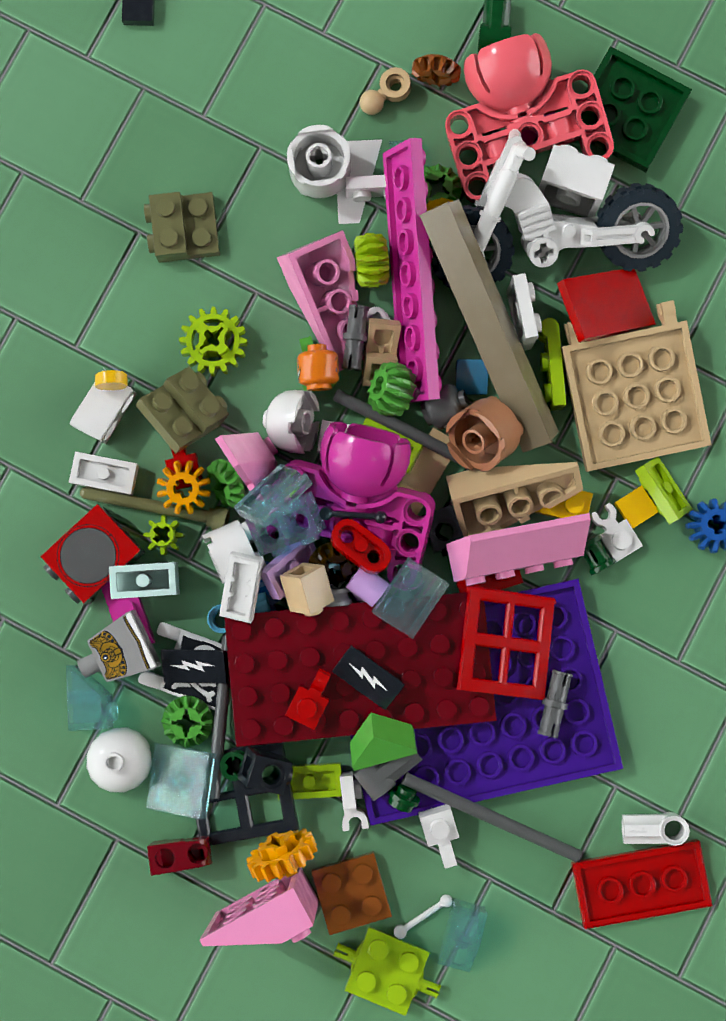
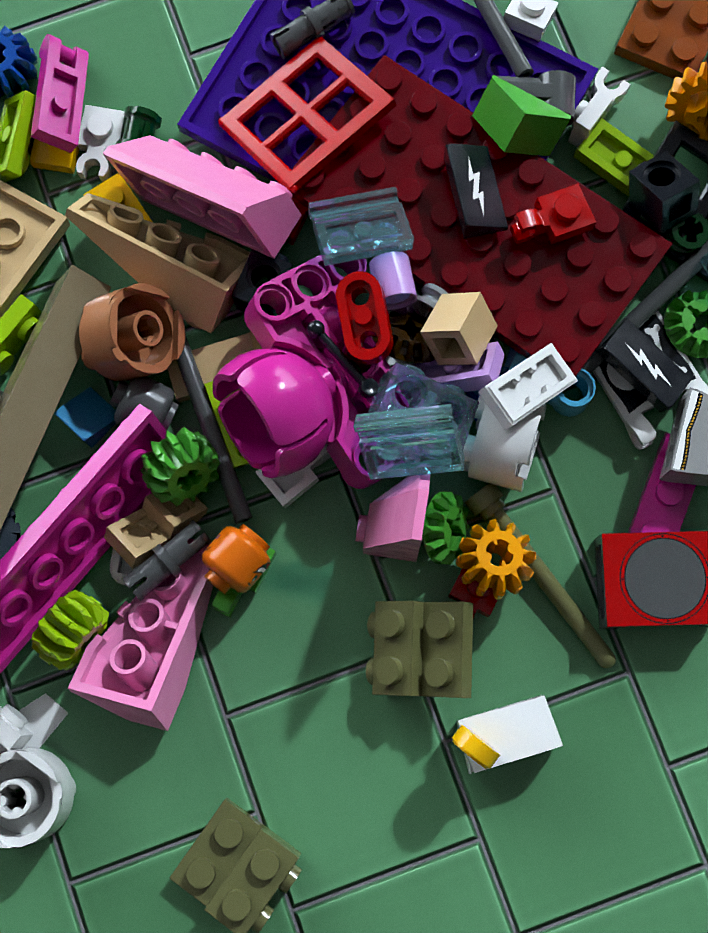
camera: 135 degrees left, 5 degrees down
(104, 473) = (569, 661): white plate -> none
(144, 580) = (624, 497): light aqua slope -> none
(155, 536) = (568, 524): lime gear -> none
(205, 350) = (321, 721): lime gear -> none
(291, 421) = (317, 532): white cylinder -> none
(403, 798) = (543, 55): dark green plate -> none
(659, 536) = (59, 94): none -> dark pink plate

